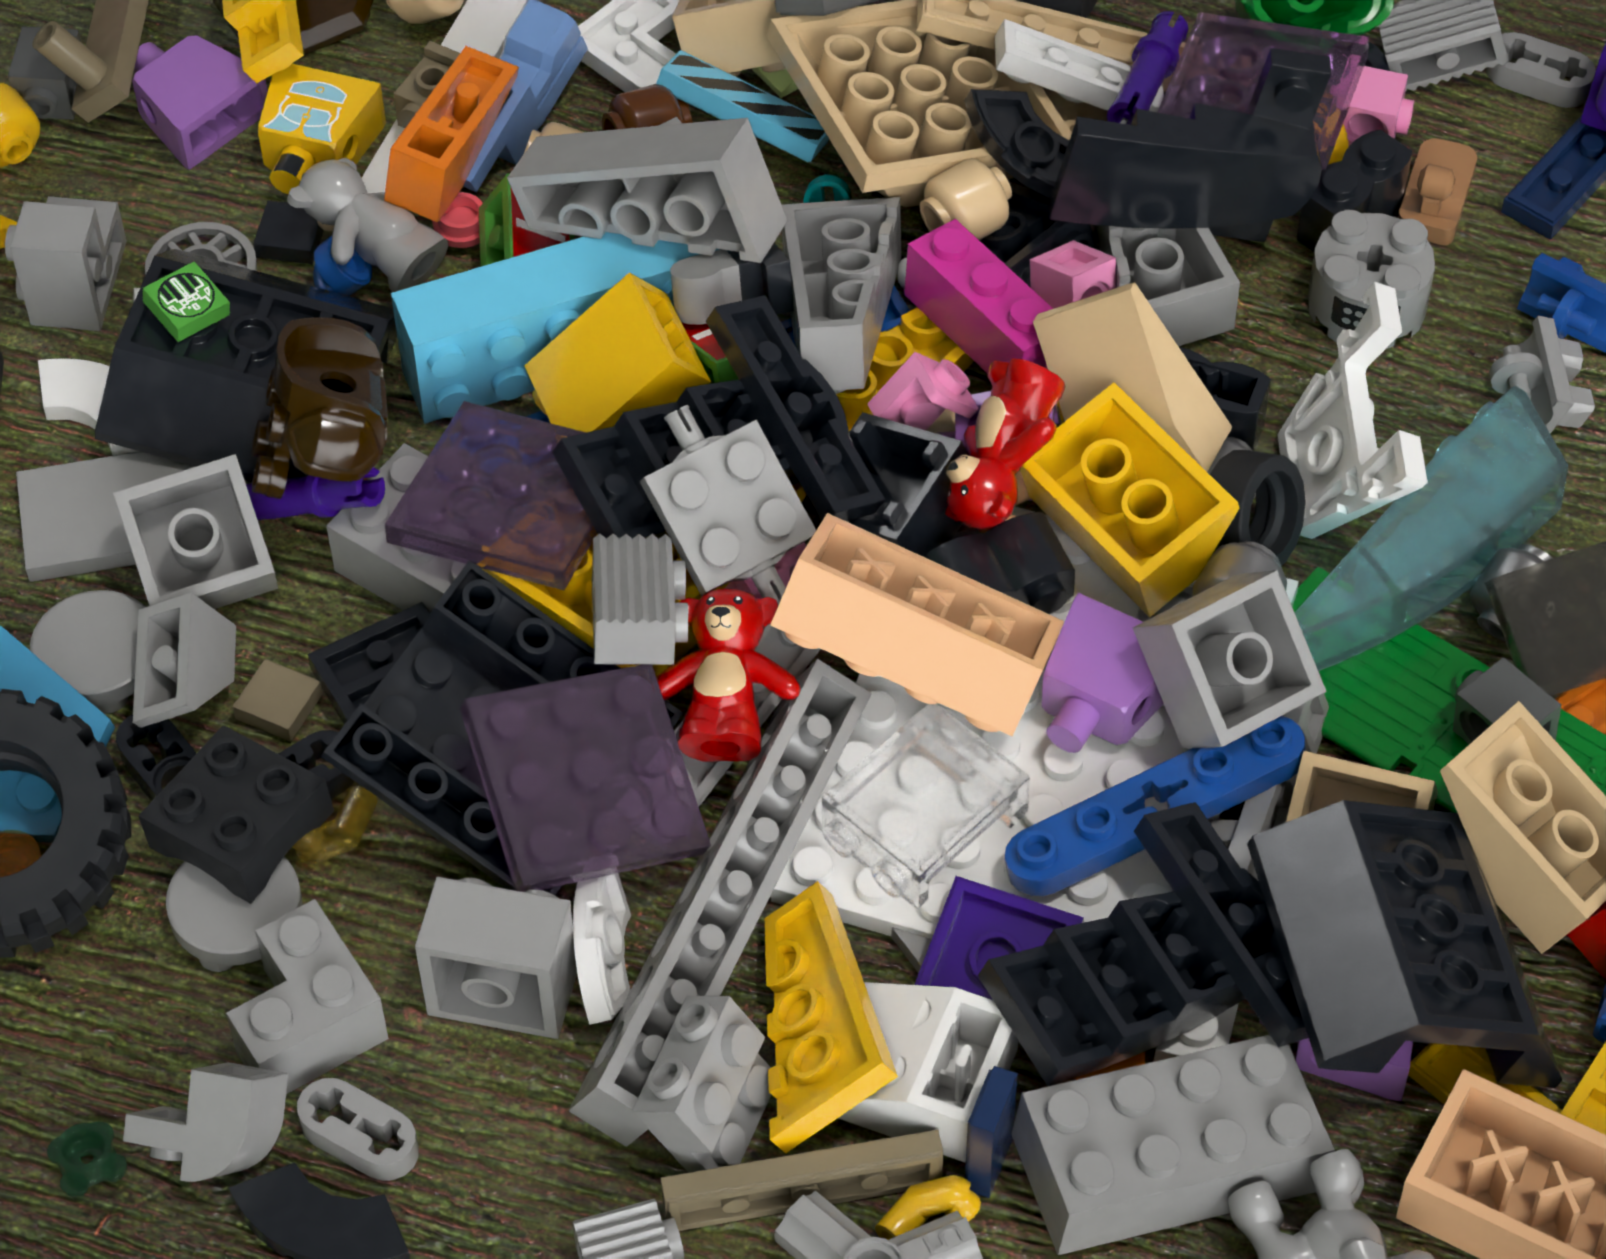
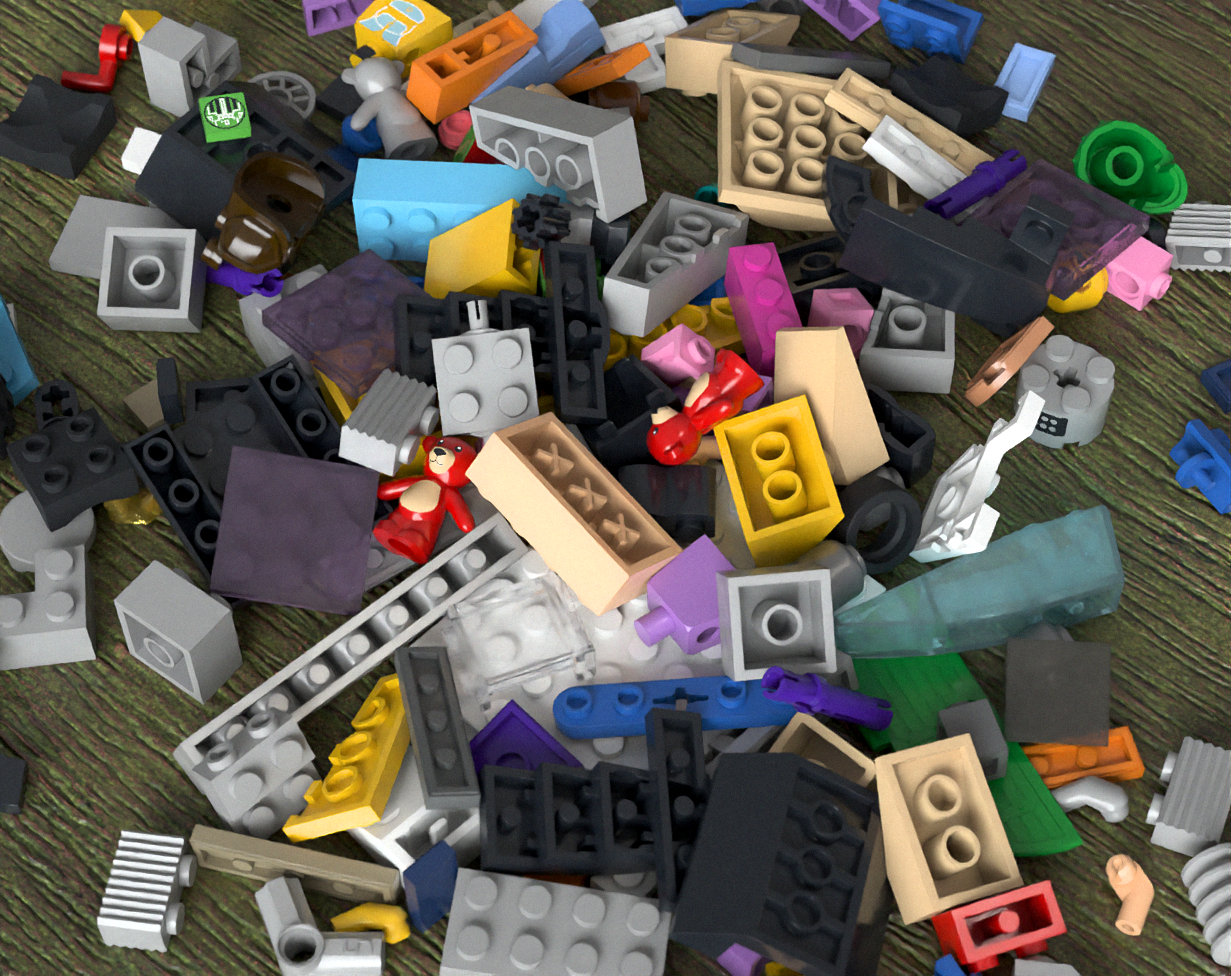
camera: 25 degrees right, 0 degrees up
(92, 645) = (61, 329): light grey tile -> none
(180, 658) = (100, 354): light grey slope -> none
(300, 670) = (169, 390): none -> black tile
(364, 1117) = (46, 705): light grey beam -> none
(599, 945) = (255, 649): white tile -> none
(616, 81) = (602, 69): none -> orange tile
(669, 287) = (540, 221): none -> black gear
(733, 98) = (681, 110): medium azure tile -> none
(893, 943) = (436, 728): none -> dark grey tile
(970, 195) = (795, 233): tan head -> none
(1291, 265) = (1006, 360): none -> nougat tile
(1317, 727) = (813, 694): none -> dark purple pin
(1366, 180) = (1101, 320): black brick -> none
(1439, 188) = (1157, 348): medium nougat piece -> none
(1543, 370) = (1145, 509): light grey hips -> none

